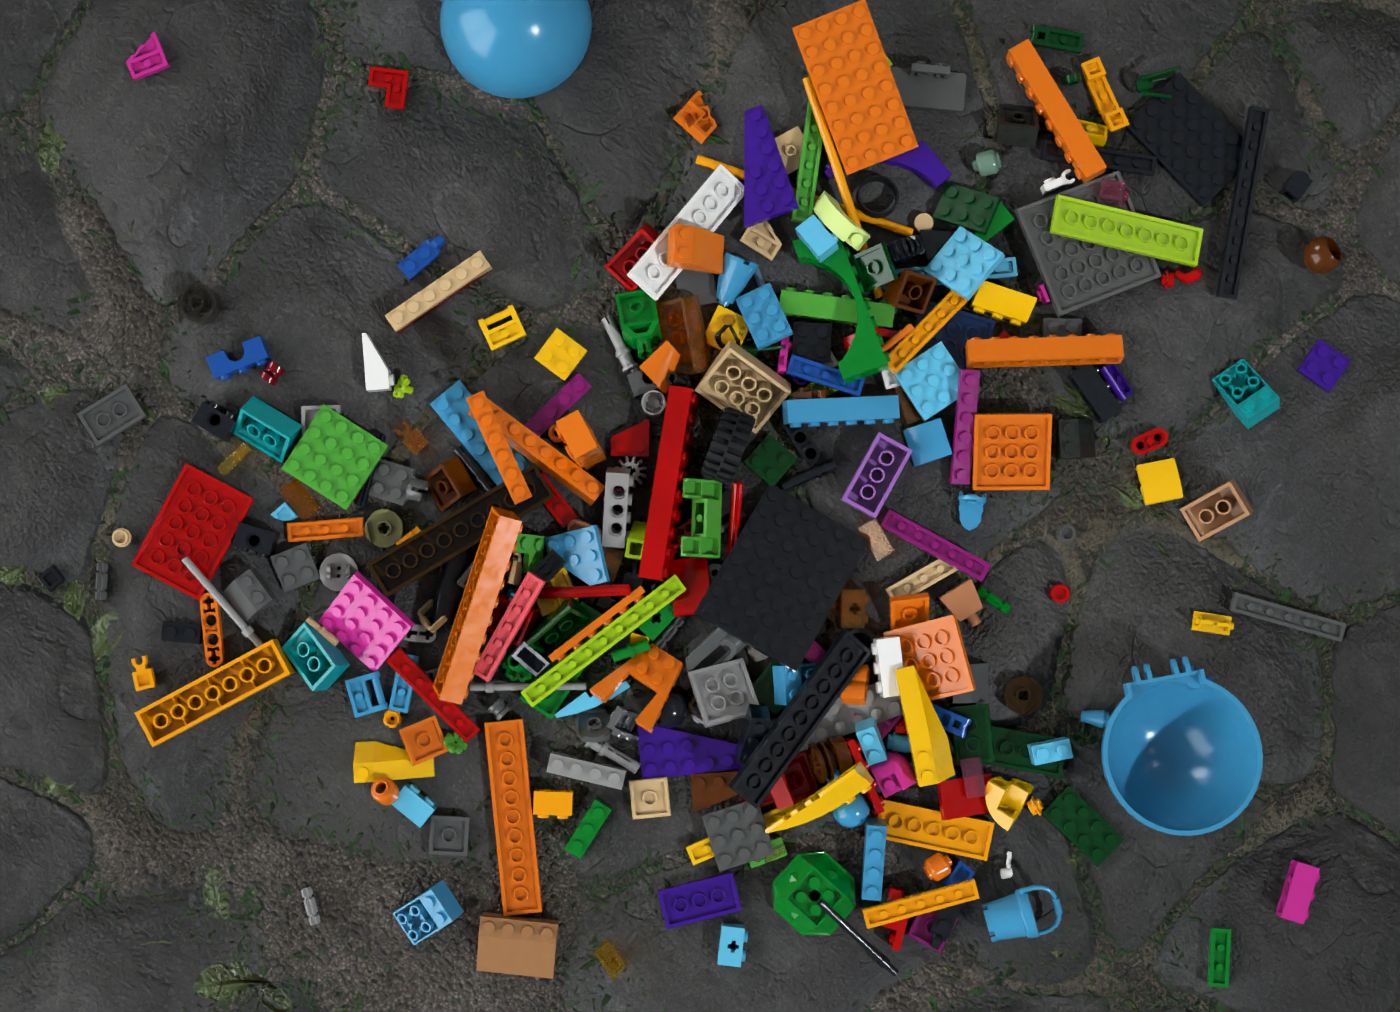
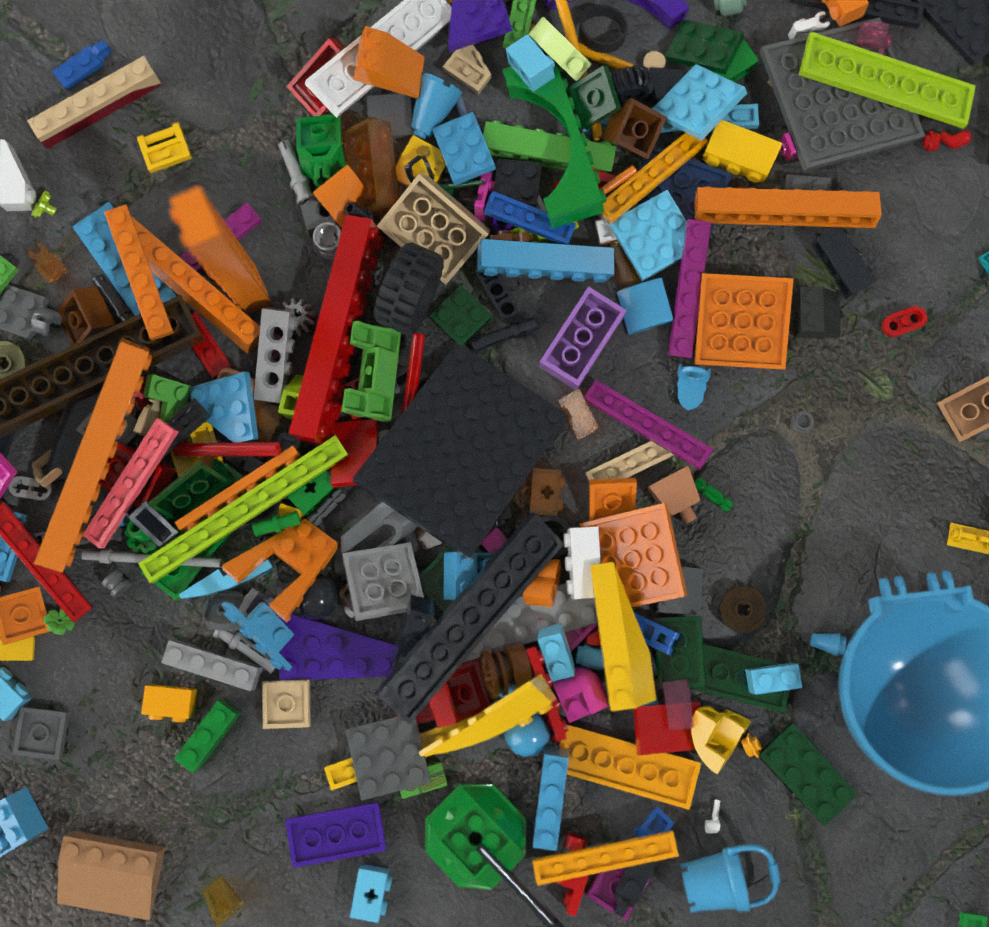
camera: 10 degrees right, 5 degrees down
(513, 817) = (119, 718): orange plate -> none
(560, 354) = (229, 182): yellow plate -> none
(631, 740) = (264, 629): none -> dark azure bracket
(632, 441) = (302, 283): red wing -> none
(711, 788) = (357, 698): reddish brown wing -> none
(937, 866) = (628, 812): orange head -> none
(1059, 593) = (792, 492): red tile -> none
(1116, 381) = (868, 249): dark purple plate -> none
(1159, 481) = (915, 369): yellow slope -> none

